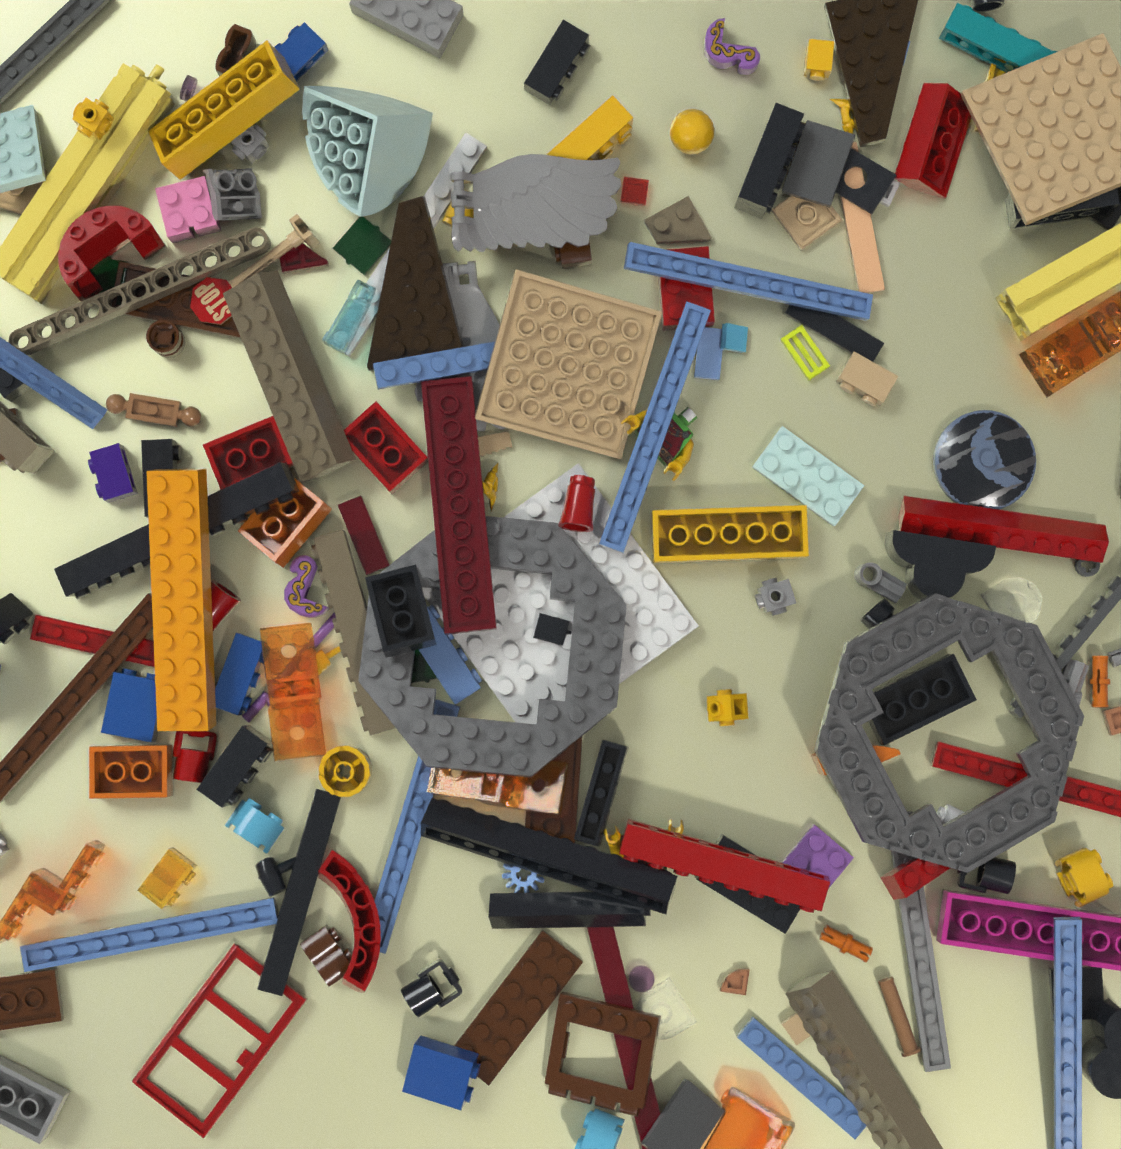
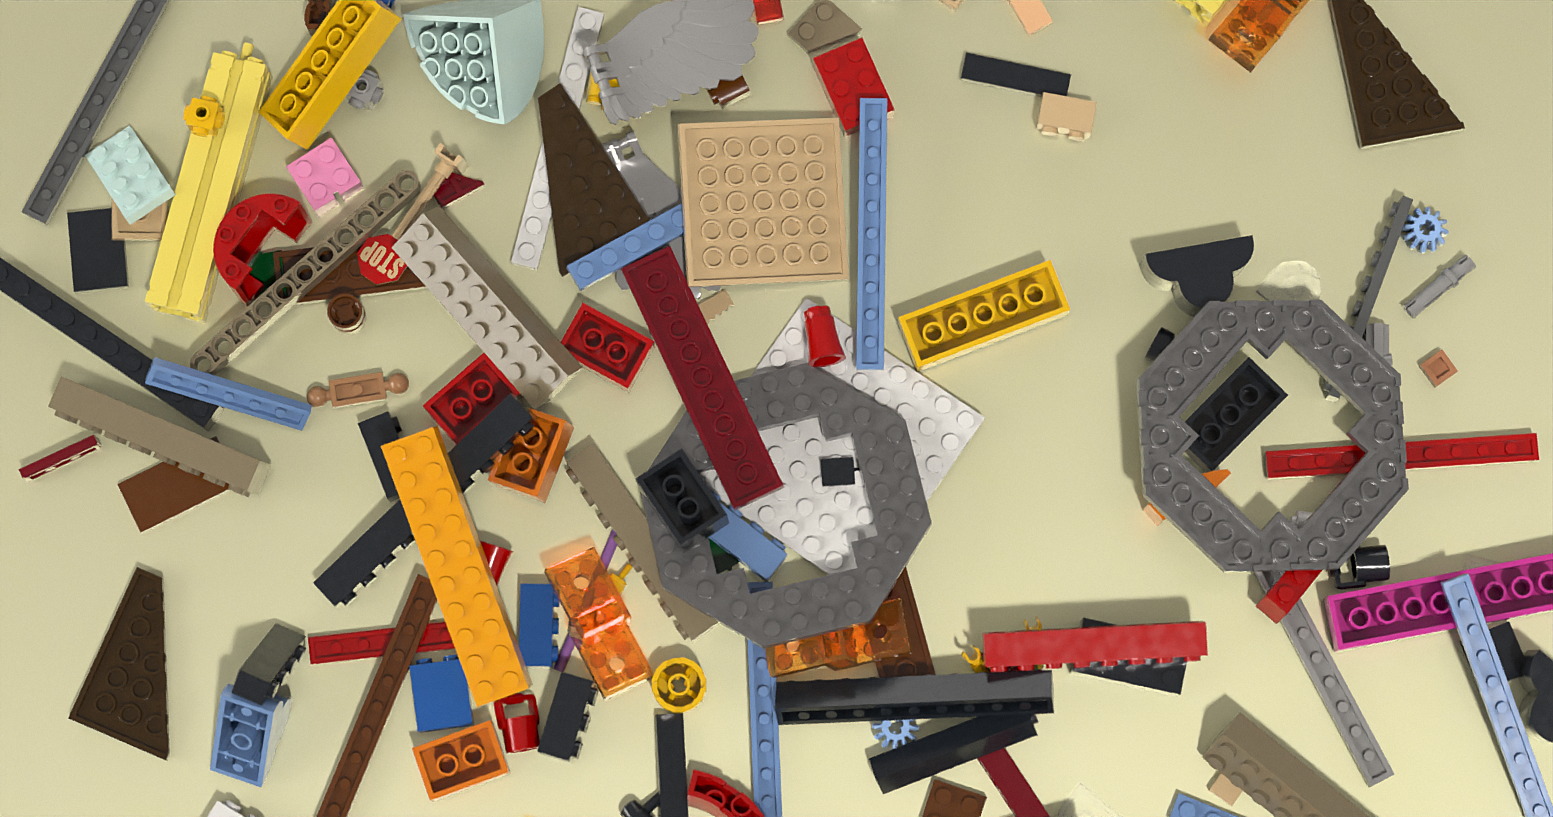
camera: 20 degrees left, 5 degrees down
(112, 473) = (338, 466): dark purple brick -> none
(188, 88) = (283, 56): tile -> none
(233, 194) = (366, 146): light grey slope -> none
(255, 825) = (607, 771): medium azure brick -> none
(298, 588) = (567, 518): medium lavender animal -> none
(350, 317) = (526, 229): clear light blue leg -> none
(362, 245) = (512, 154): dark green piece -> none
(363, 535) = (614, 443): dark red tile -> none
(490, 485) = (726, 349): yellow piece -> none
(601, 793) = (945, 618): black brick -> none
(641, 978) = (1051, 793): clear purple tile -> none
(677, 444) = (899, 242): torso -> none
(709, 355) = (900, 145): light blue tile -> none
(722, 708) = (1042, 489): yellow brick -> none
(734, 338) = (919, 120): medium azure tile -> none
(736, 982) = (1148, 764): nougat tile -> none
(747, 281) = (914, 58): medium blue plate -> none
(781, 589) = (1058, 355): light grey brick -> none
(792, 335) = (990, 120): neon yellow tile -> none
(808, 476) = (1041, 232): light aqua plate -> none
(819, 854) = (1188, 603): medium lavender plate -> none
(846, 943) = (1245, 686): orange pin -> none
(881, 583) = (1153, 312): light grey piece -> none
(898, 1017) = (1324, 741): medium nougat pin -> none
(984, 460) = (1212, 157): dish -> none
(1004, 529) = (1257, 216): red brick -> none
(1082, 570) = (1347, 233): dark grey bush -> none
(1083, 876) = (1457, 535): yellow brick -> none
(1100, 681) = (1405, 337): orange pin -> none

